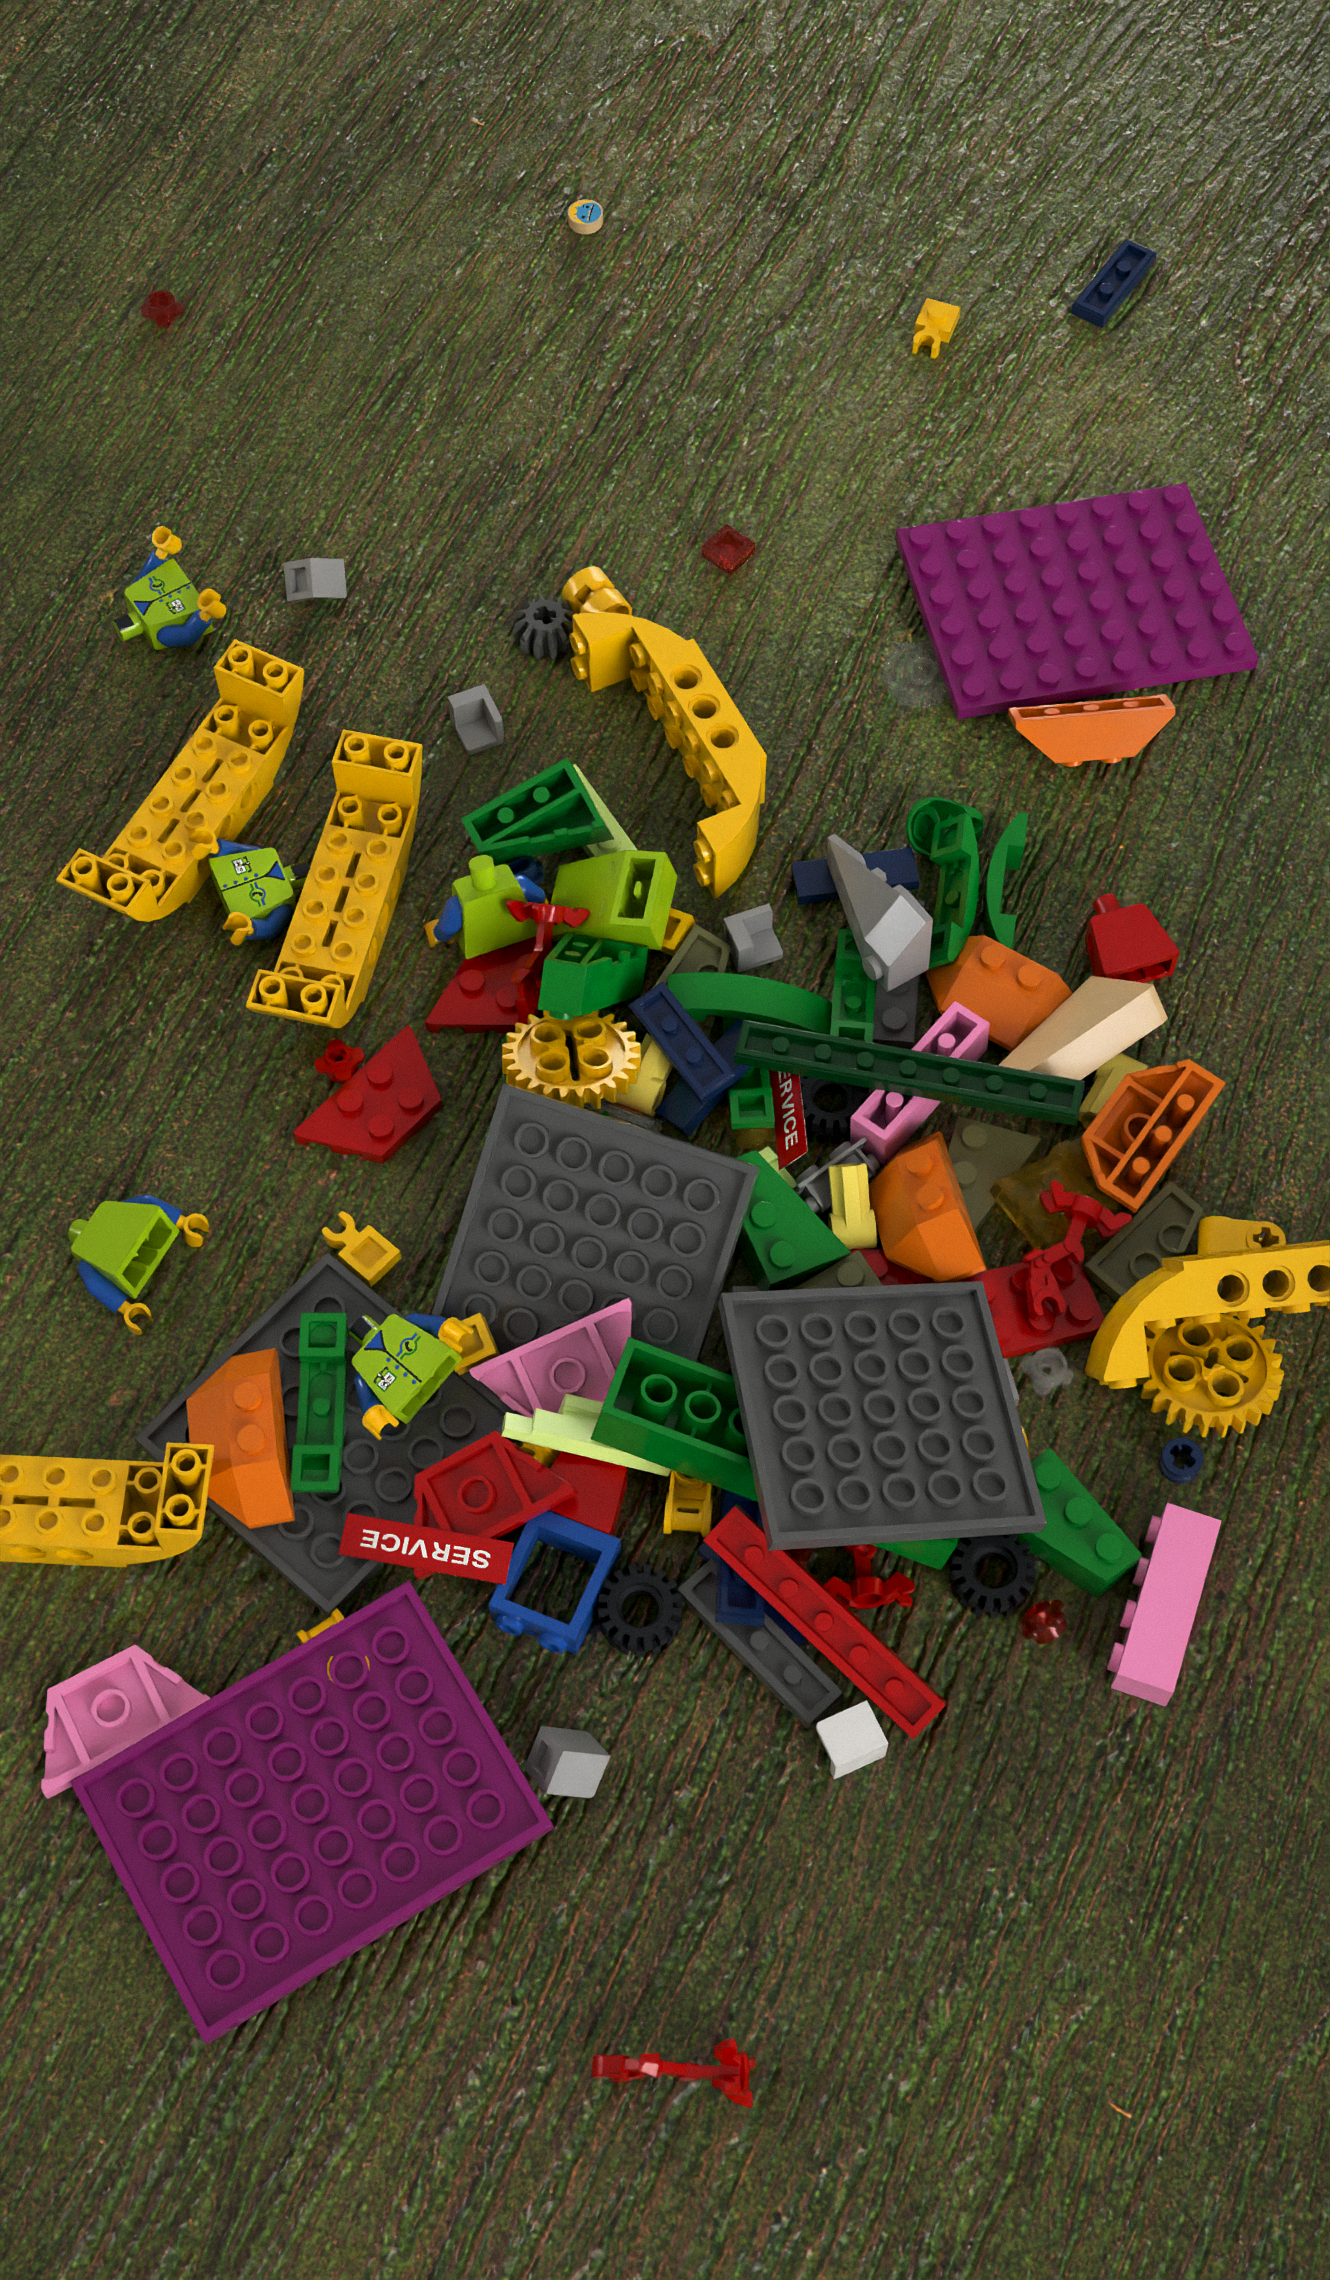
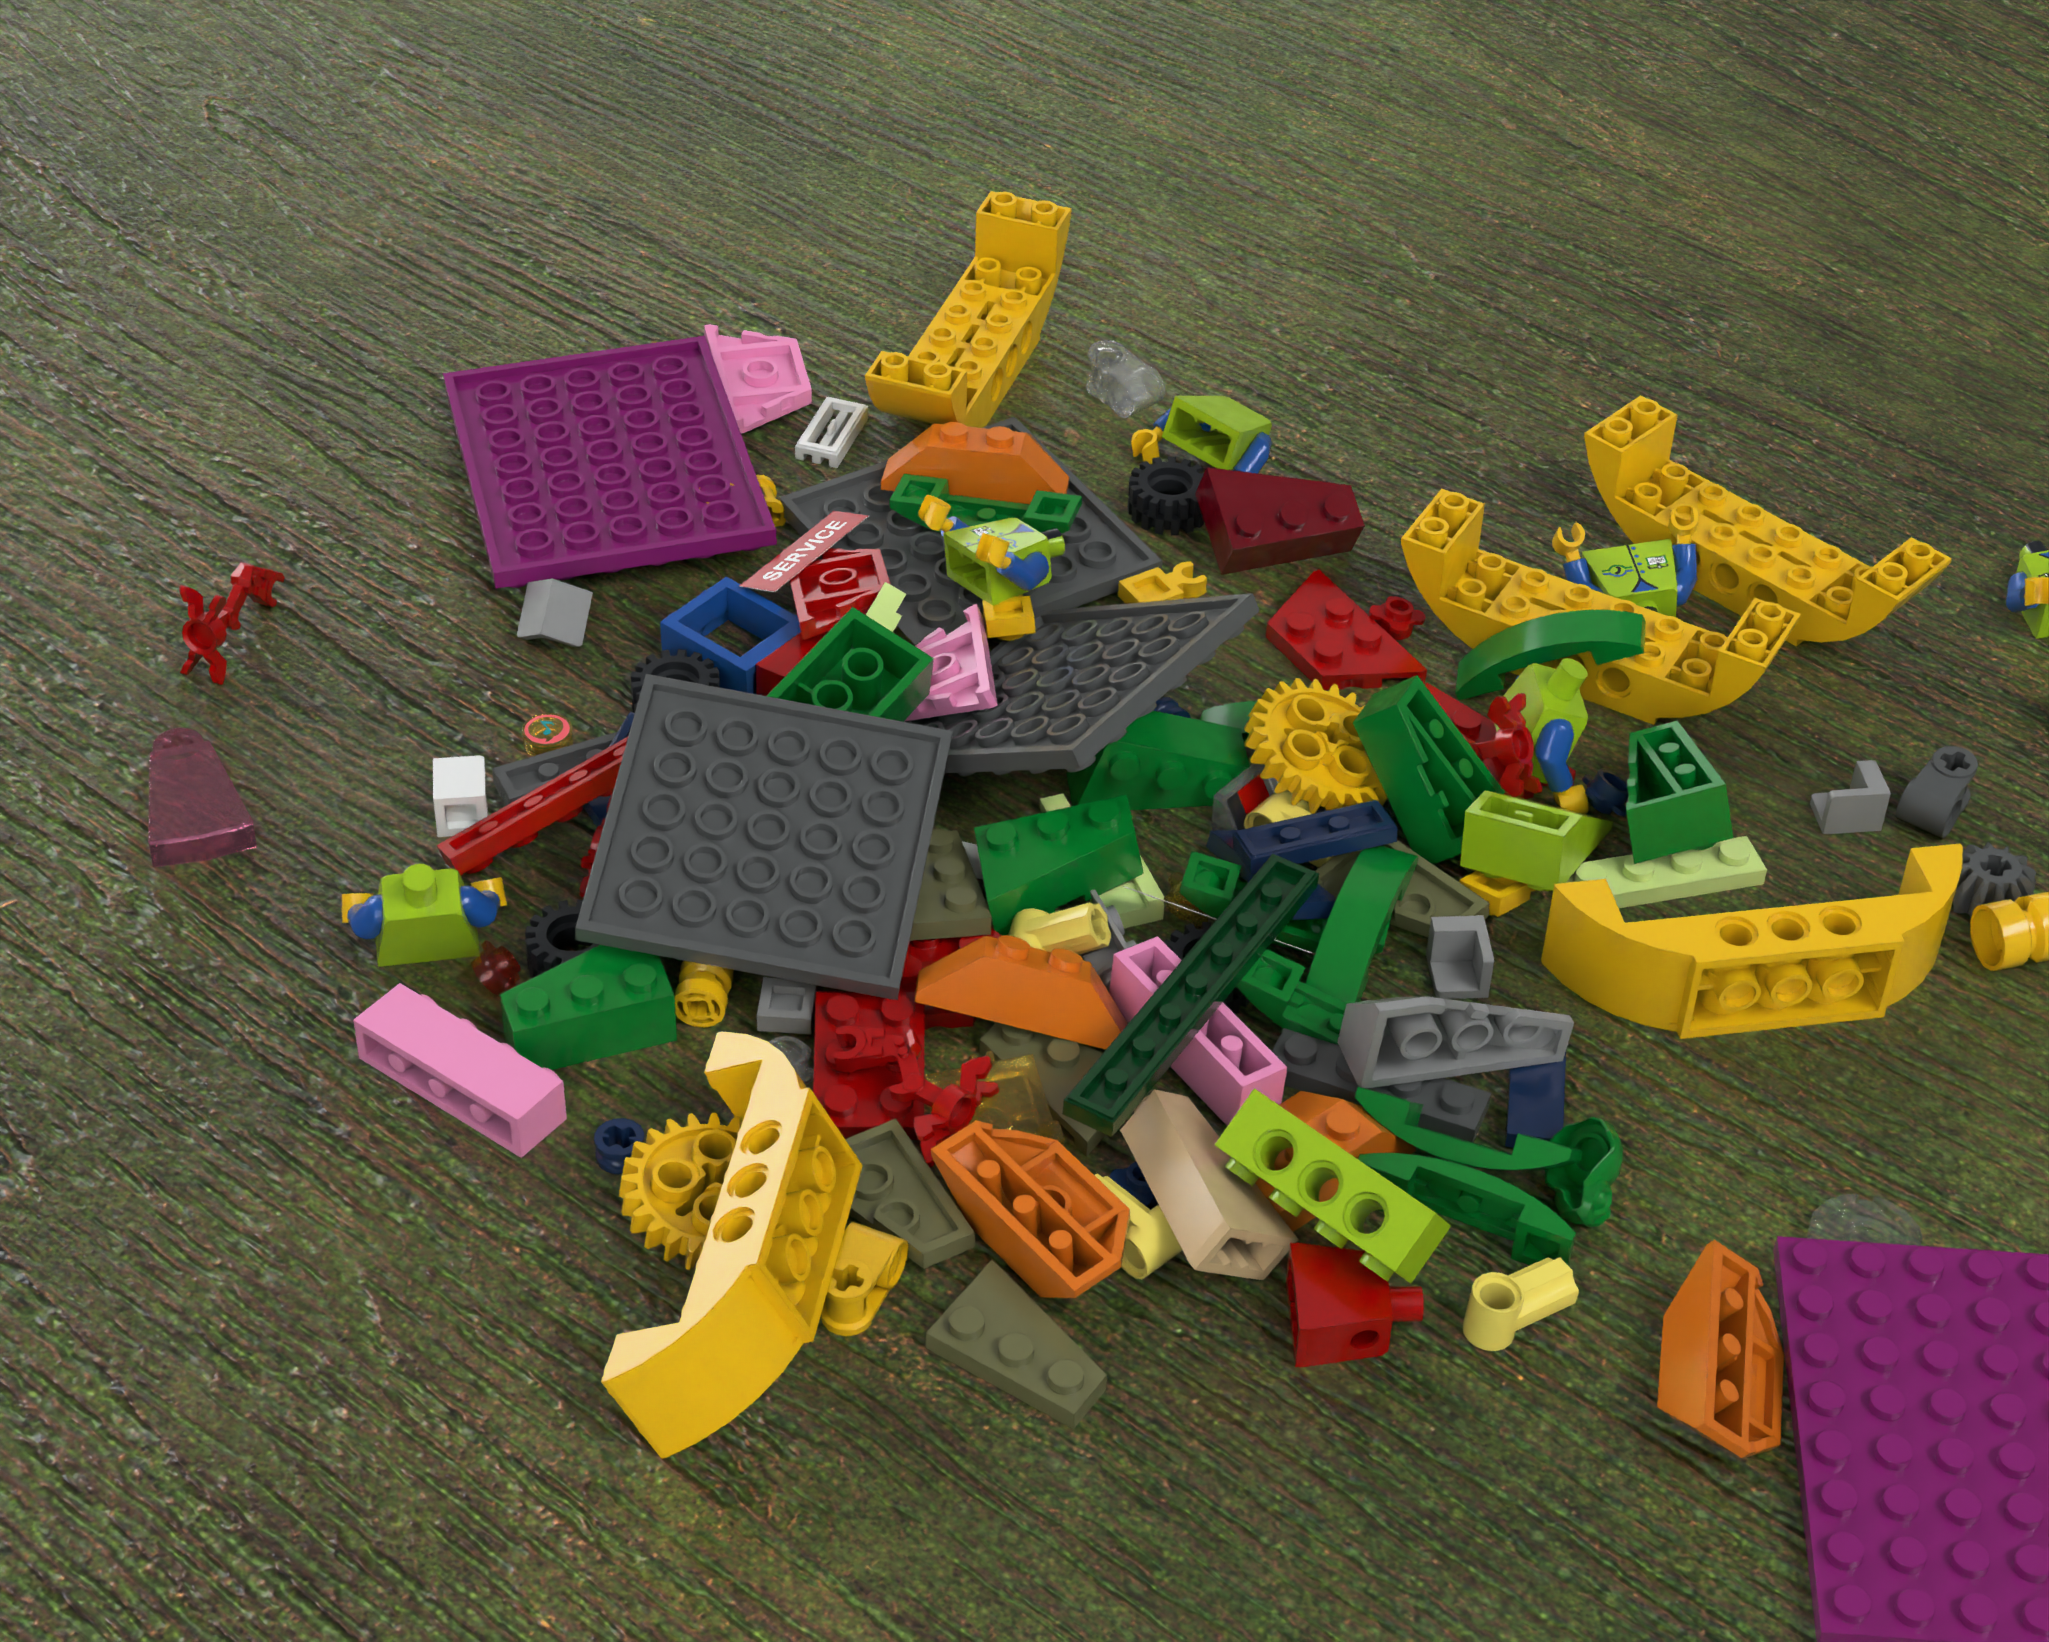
camera: 105 degrees right, 20 degrees down
(41, 1361) = (1122, 379): none -> clear piece
(182, 1632) = (843, 442): none -> white tile
(209, 1254) = (1165, 496): none -> black tyre
(256, 1167) = (1275, 518): none -> dark red wedge
(392, 924) = (1604, 633): none -> green slope
(456, 665) = (1939, 791): none -> dark grey piece
(729, 1706) = (546, 733): none -> clear yellow tile
(938, 1989) = (193, 802): none -> clear pink piece
(1028, 1694) = (424, 915): none -> lime torso
(1074, 941) = (1408, 1228): none -> lime brick
(1084, 852) = (1507, 1303): none -> light yellow piece
(1241, 1140) = (1017, 1347): none -> olive wing

